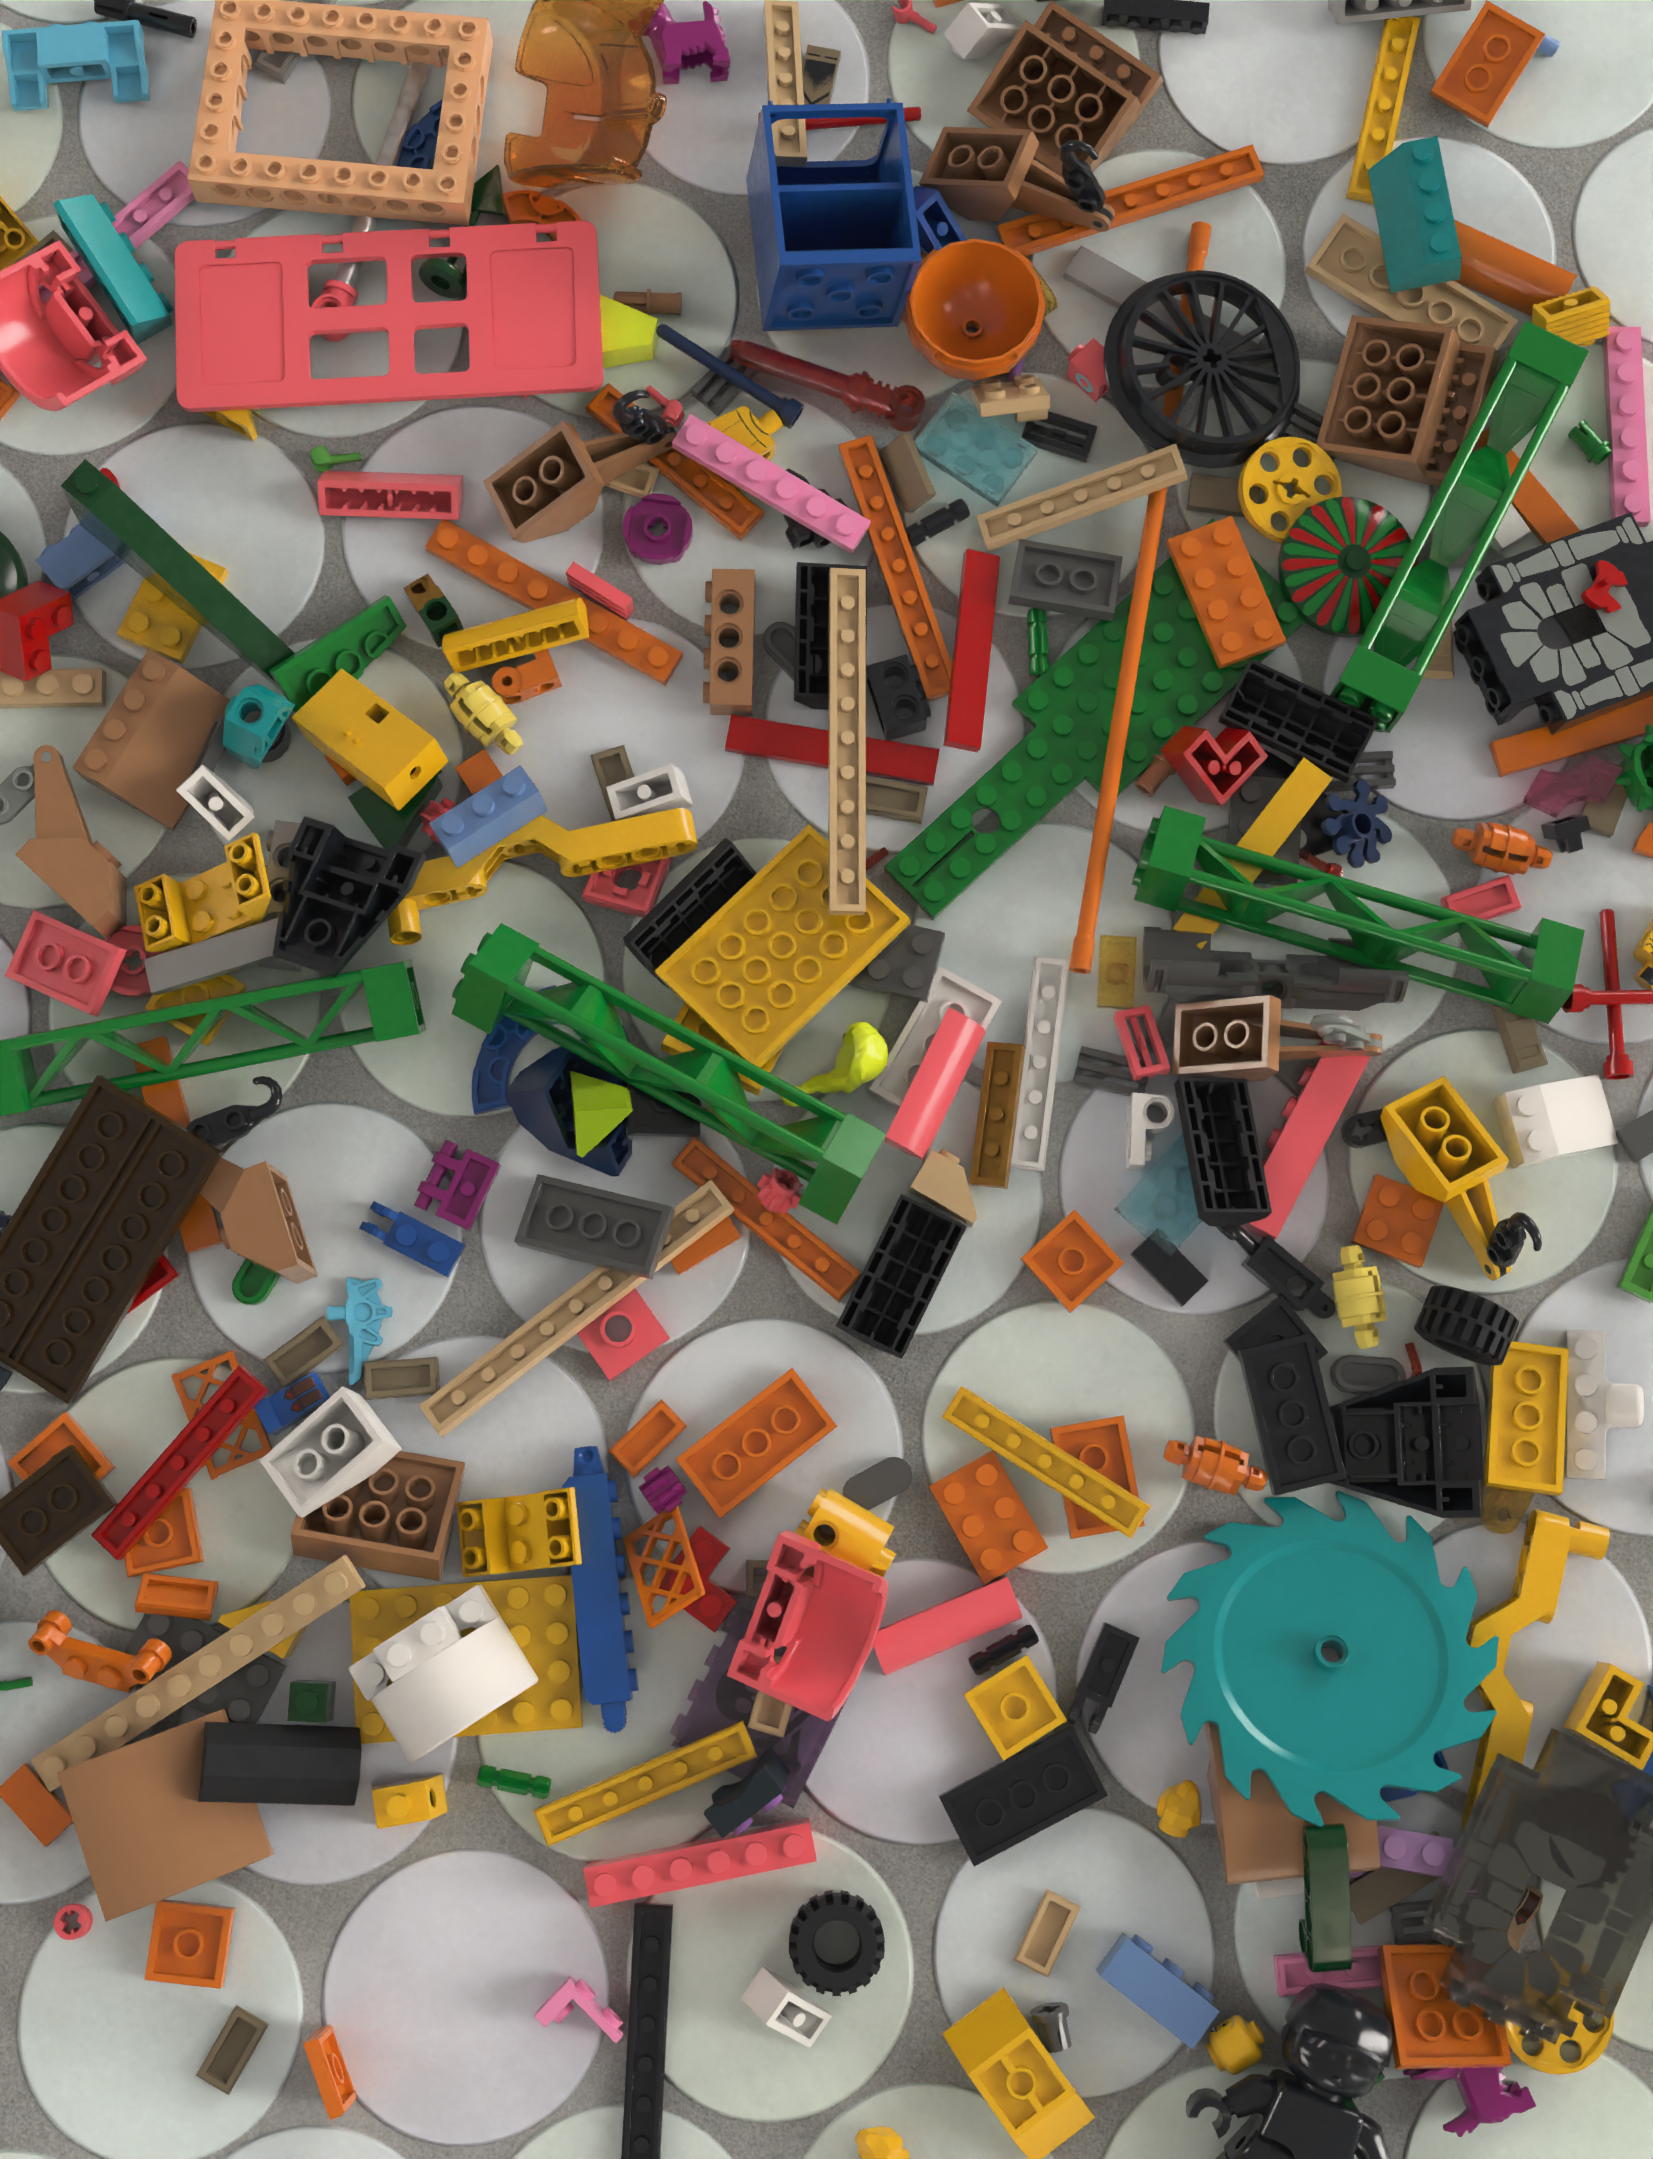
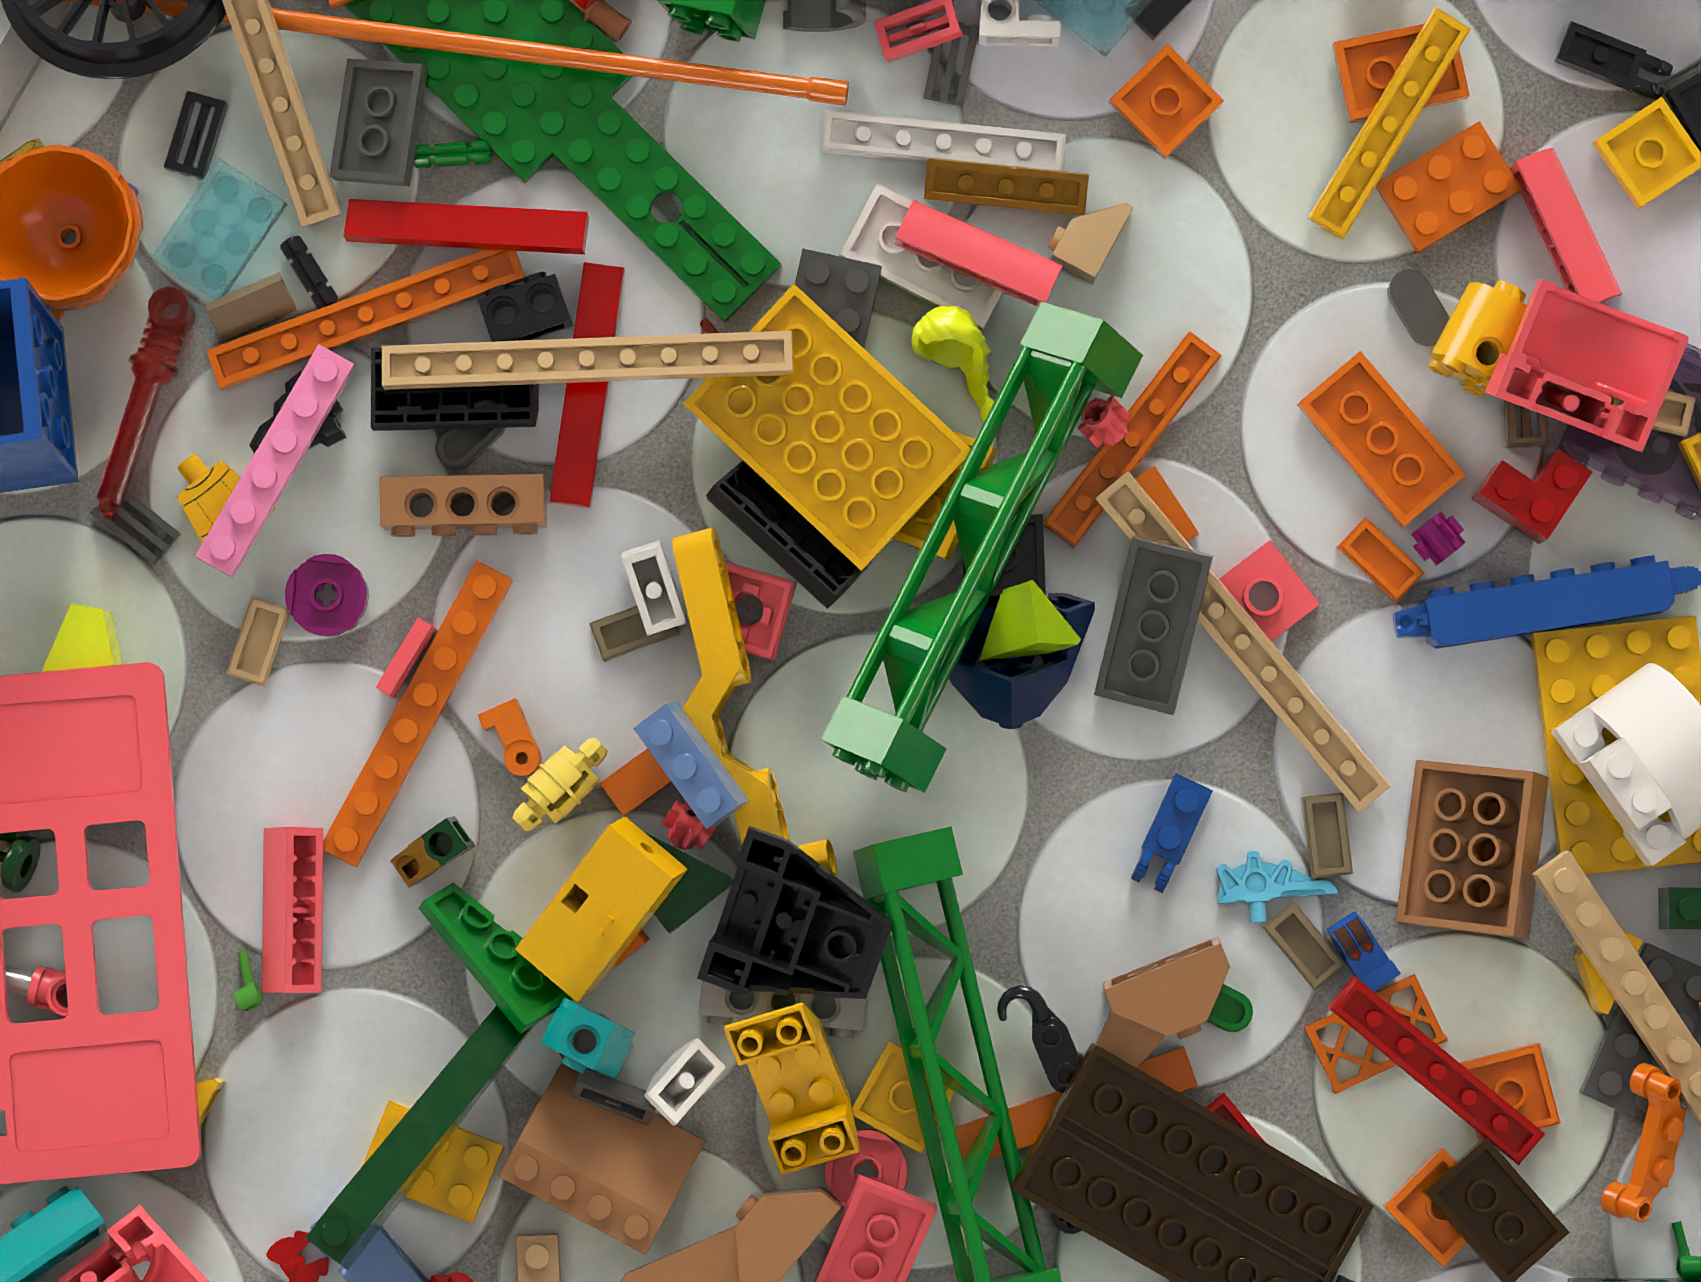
camera: 90 degrees left, 5 degrees up
(176, 1596) = (1579, 1066): orange tile -> none
(211, 958) = (863, 1073): light grey tile -> none
(330, 1452) = (1418, 904): white slope -> none
(467, 1188) = (1112, 772): magenta plate -> none
(496, 1063) = (967, 750): blue tile -> none
(516, 635) = (467, 748): yellow brick -> none
(519, 1533) = (1494, 686): yellow slope -> none
(562, 476) = (275, 704): medium nougat slope -> none
(651, 302) = (42, 618): medium nougat axle -> none
(672, 408) = (177, 583): coral hand -> none
(675, 1601) = (1519, 558): orange window -> none
(694, 480) = (227, 596): orange tile -> none
(786, 409) = (175, 451): dark blue piece -> none
(895, 799) = (644, 306): dark tan tile -> none
(901, 1276) = (1194, 285): black piece -> none
(1003, 1650) = (1589, 167): black axle -> none
(1023, 397) = (161, 186): tan plate -> none
(1087, 369) = (117, 99): coral brick -> none
(1116, 972) = (838, 58): clear yellow plate -> none

